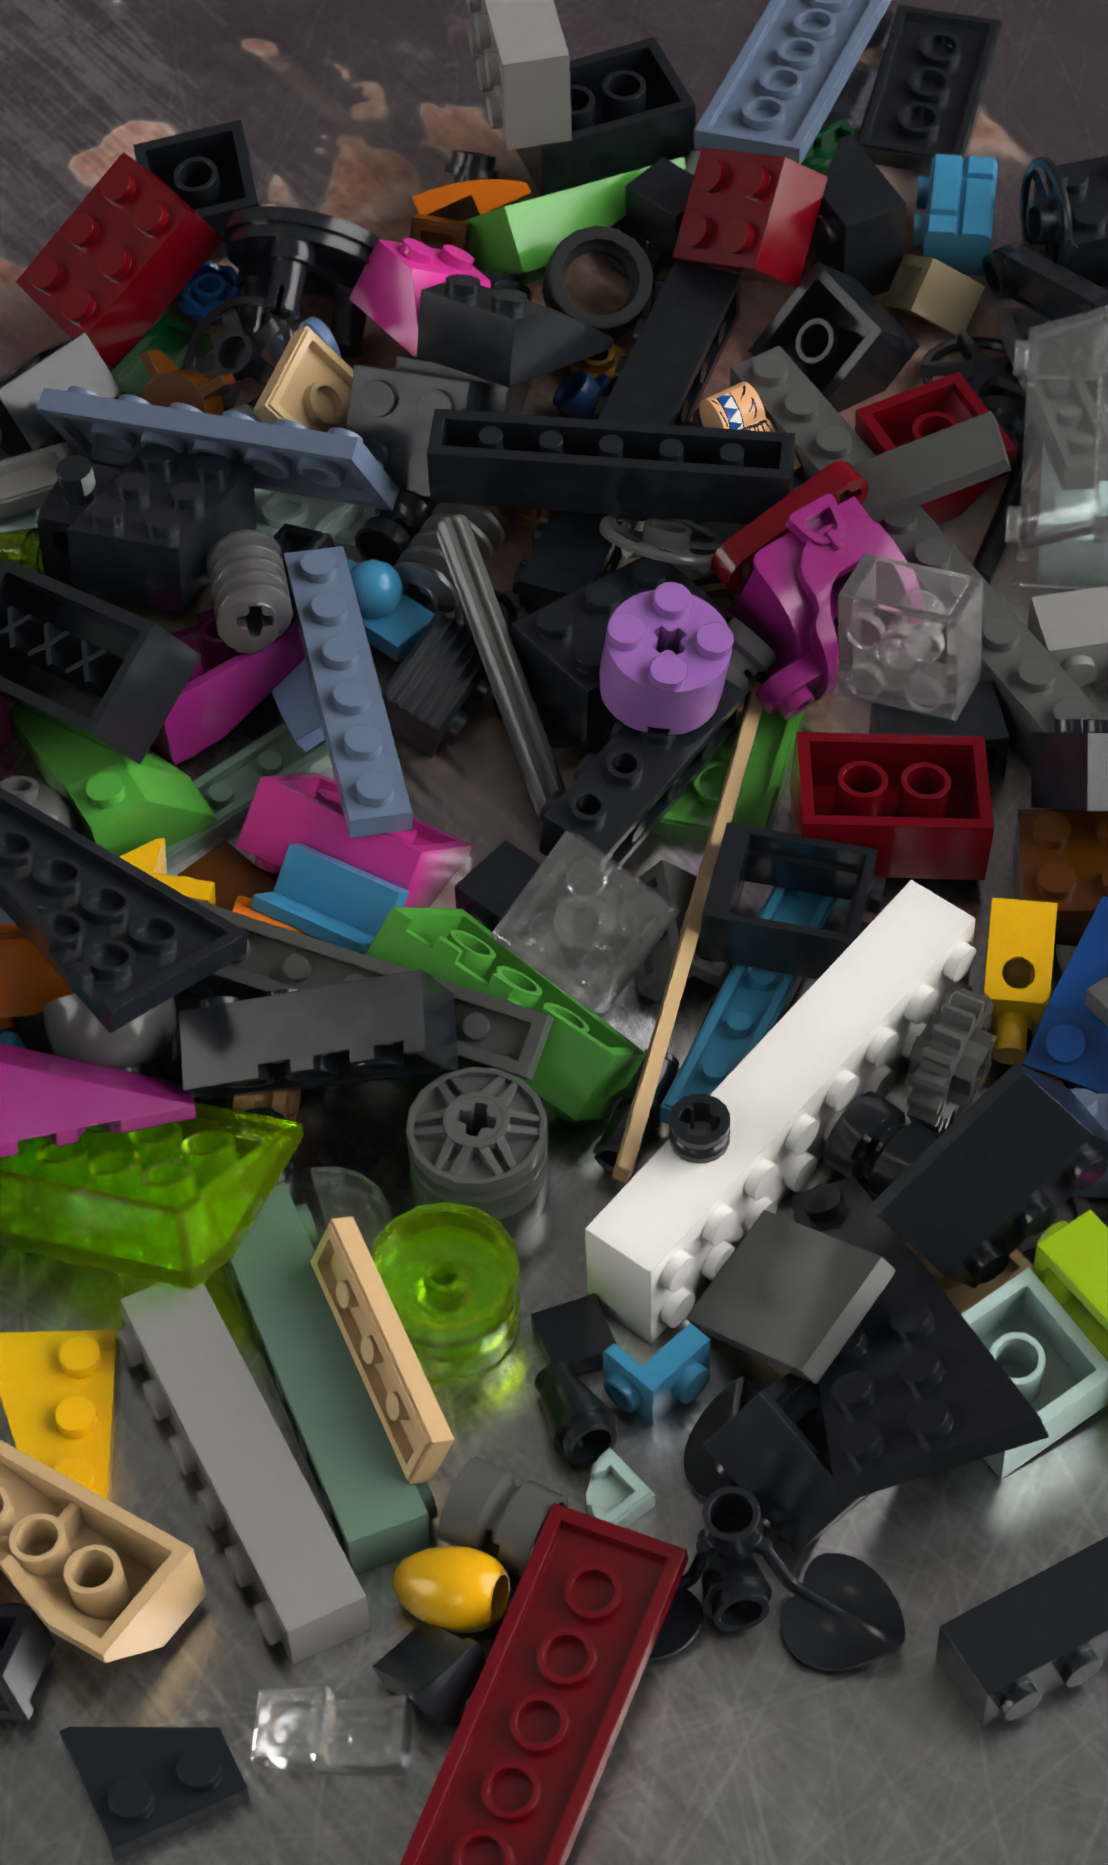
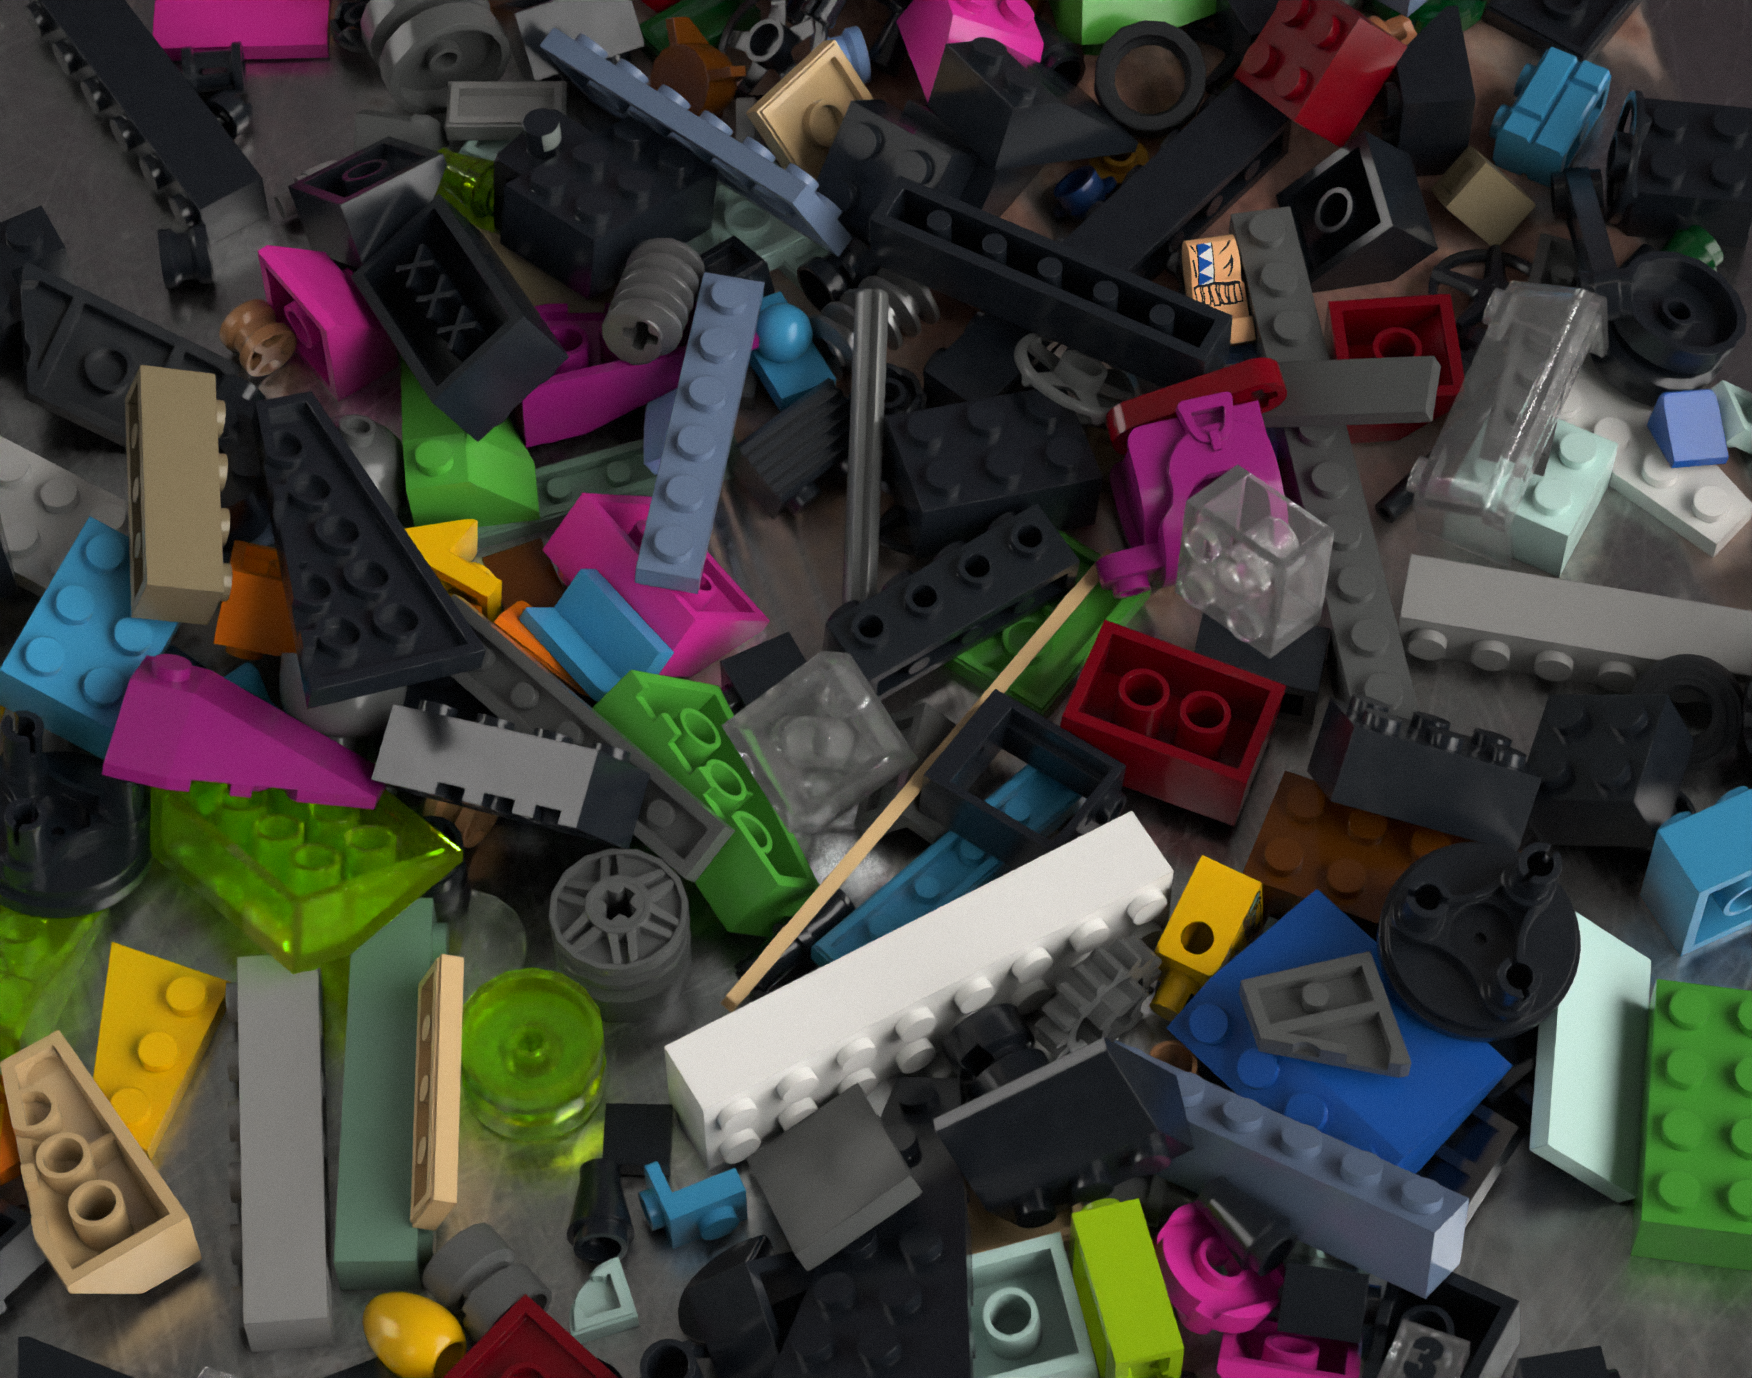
camera: 20 degrees right, 5 degrees up
(665, 660) = (999, 508): medium lavender brick -> none
(717, 1137) = (806, 968): black bush -> none
(748, 655) = (1092, 522): dark grey wheel -> none

